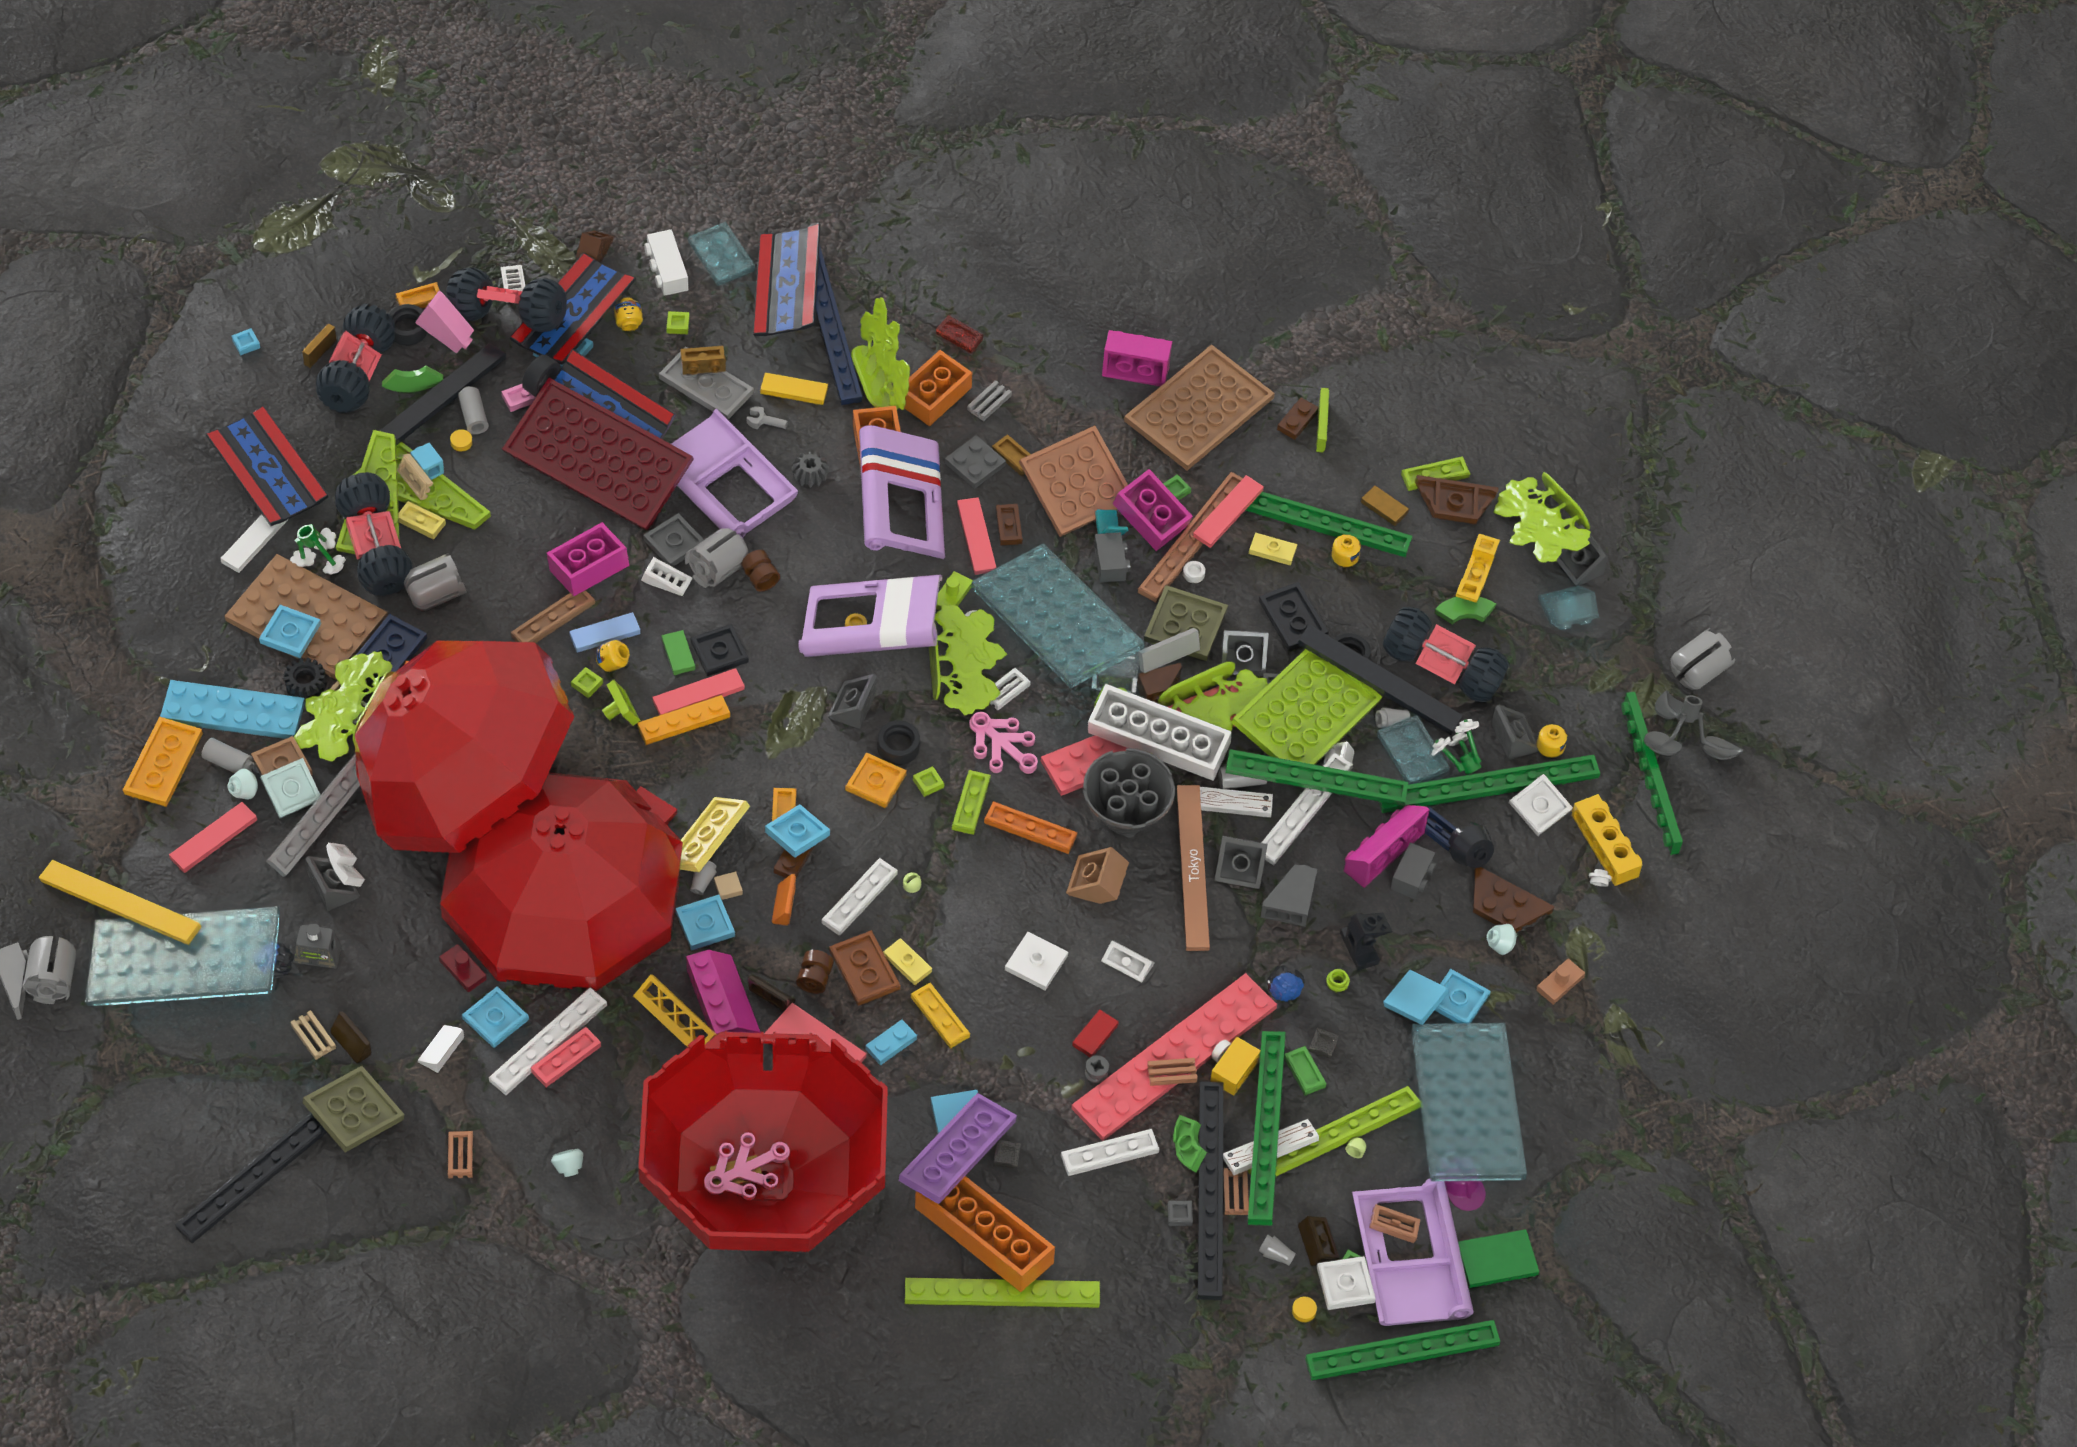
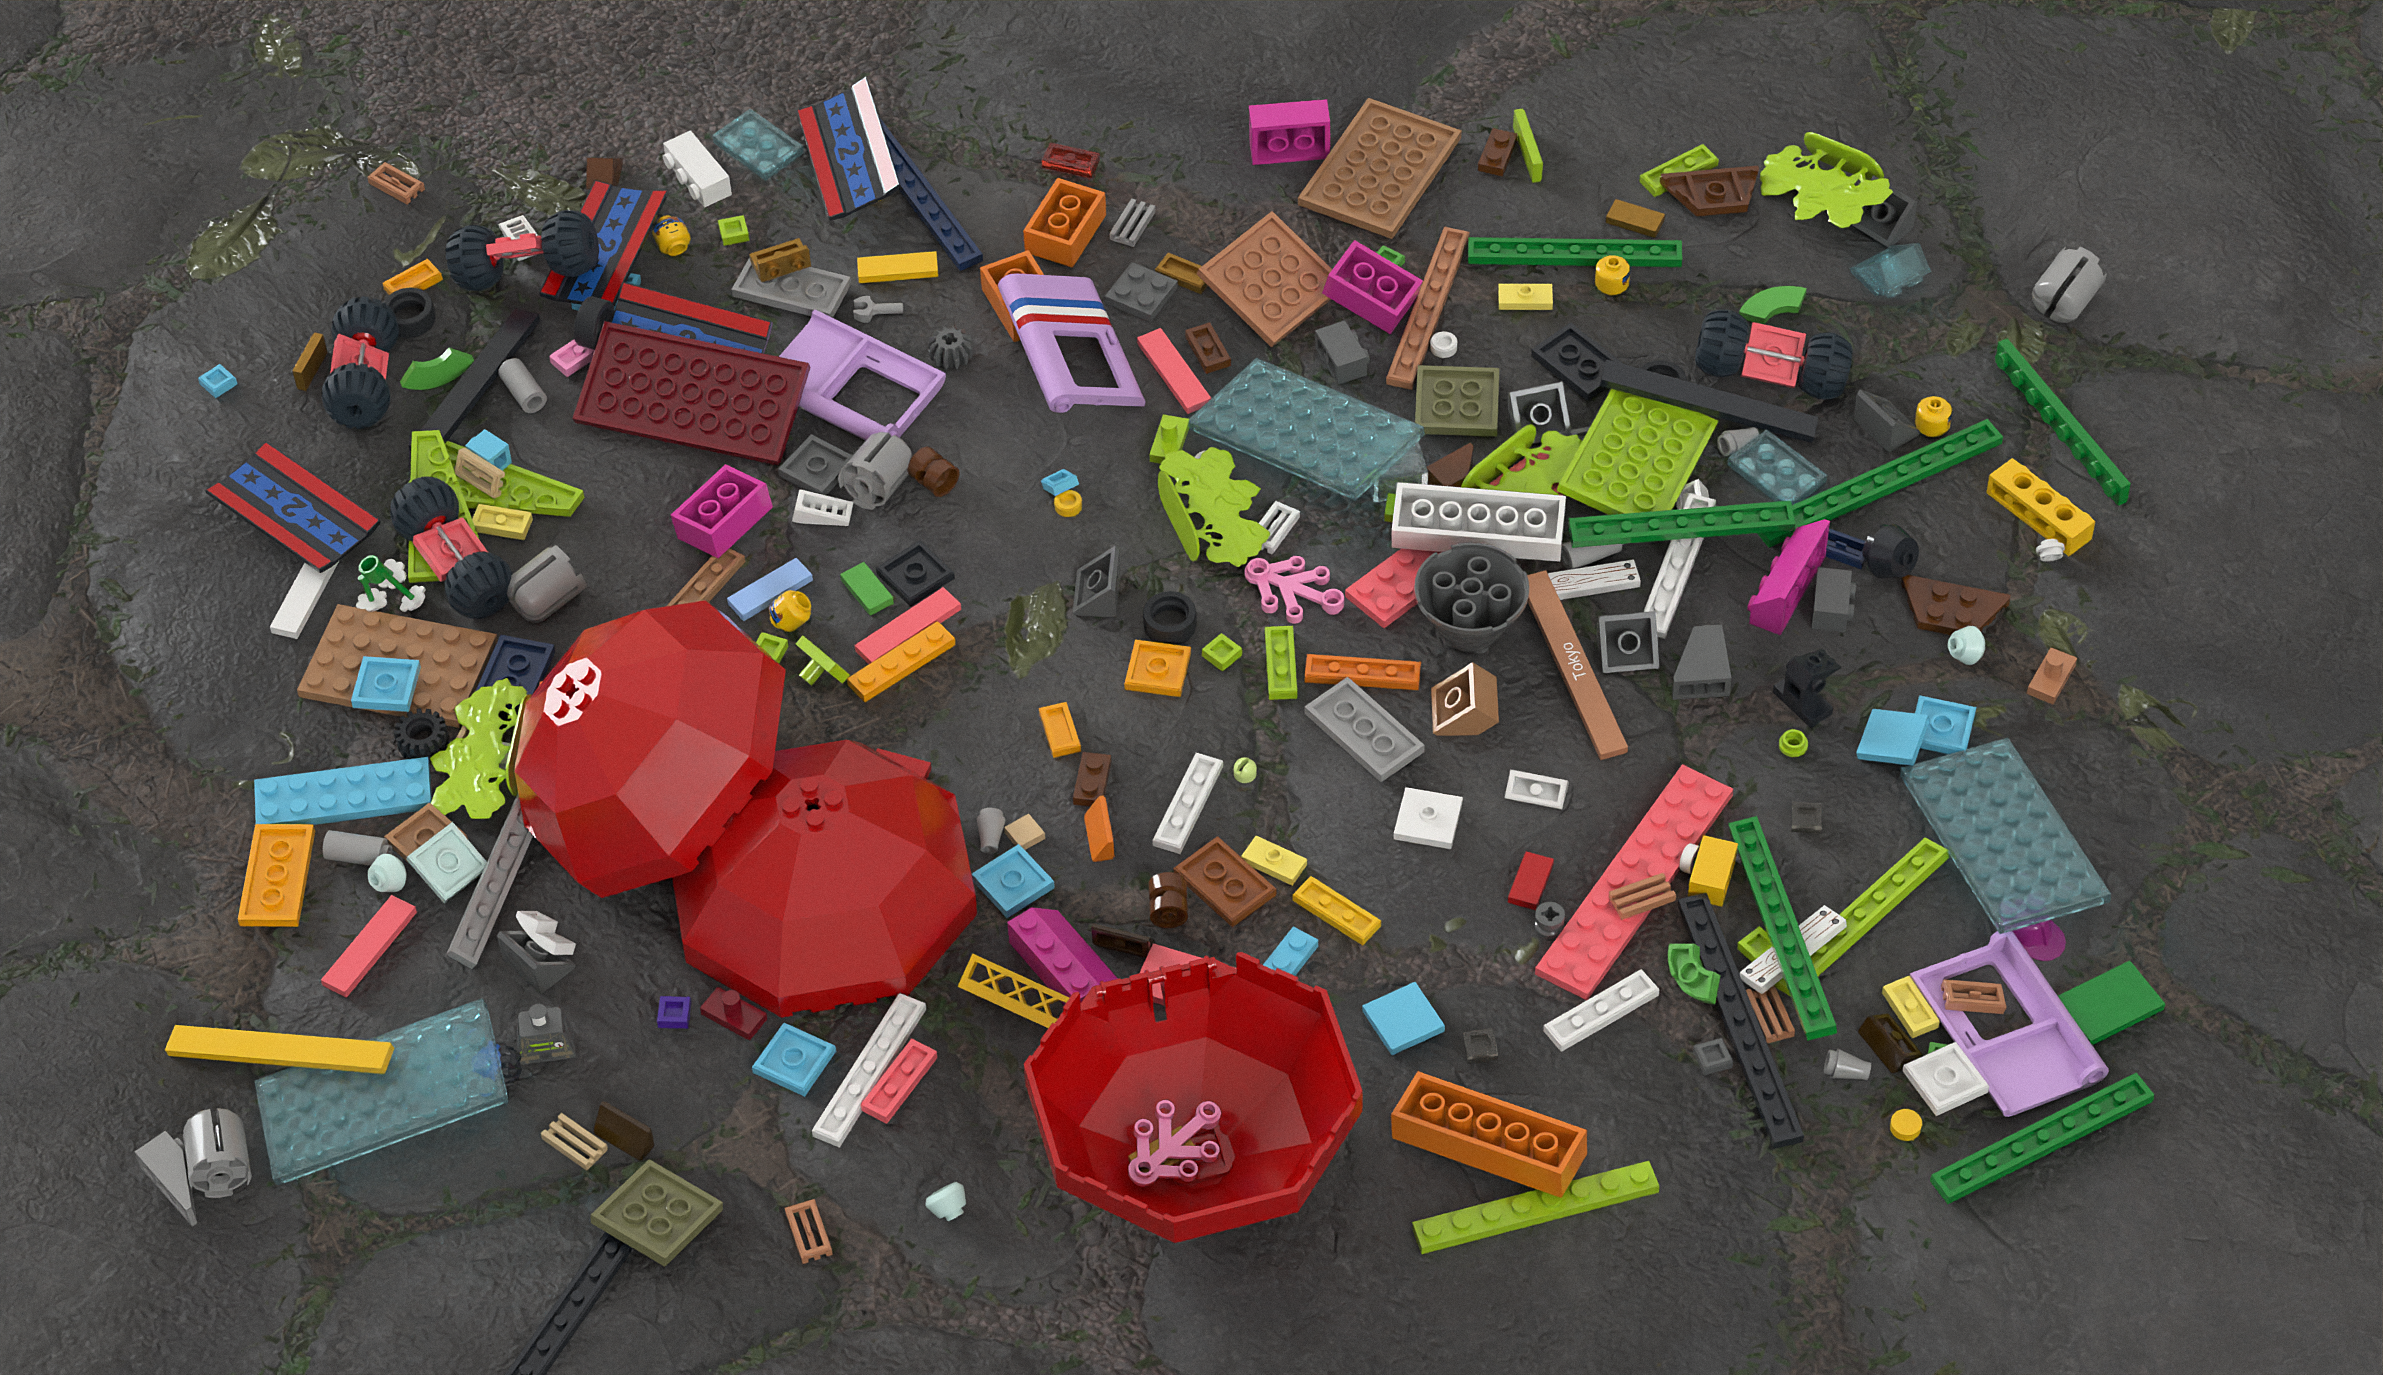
camera: 10 degrees left, 5 degrees down
(418, 954) = (674, 1012): none -> dark purple plate
(441, 221) = (392, 184): none -> nougat tile
(441, 1048) = (740, 1112): white slope -> none
(445, 323) = (456, 296): bright pink slope -> none
(461, 440) = (518, 422): yellow tile -> none
(710, 831) = (983, 774): light yellow tile -> none
(797, 830) = (1087, 746): medium azure plate -> none
(854, 605) = (1059, 482): none -> medium azure tile
(878, 363) = (993, 190): lime plant -> none
(900, 621) = (1125, 475): lavender piece -> none
(957, 1148) = (1422, 1051): medium lavender plate -> none
(1013, 875) = (1364, 729): none -> light grey plate
(1108, 522) = (1323, 315): teal bracket -> none
(1169, 650) = (1453, 431): light grey tile -> none
(1228, 511) = (1459, 267): coral tile -> none
(1244, 1134) = (1754, 944): none -> lime plate
(1284, 984) = (1735, 762): blue piece -> none
(1305, 1070) = (1796, 855): bright green tile -> none
(1344, 1218) = (1910, 1007): none -> light yellow plate
(1356, 1147) = (1892, 924): yellowish green hinge -> none
(1470, 761) = (1847, 464): plant -> none
(1478, 568) = (1770, 255): yellow slope -> none
(1540, 805) = (1949, 489): white plate -> none
(1689, 711) = (2081, 341): dark grey plant -> none

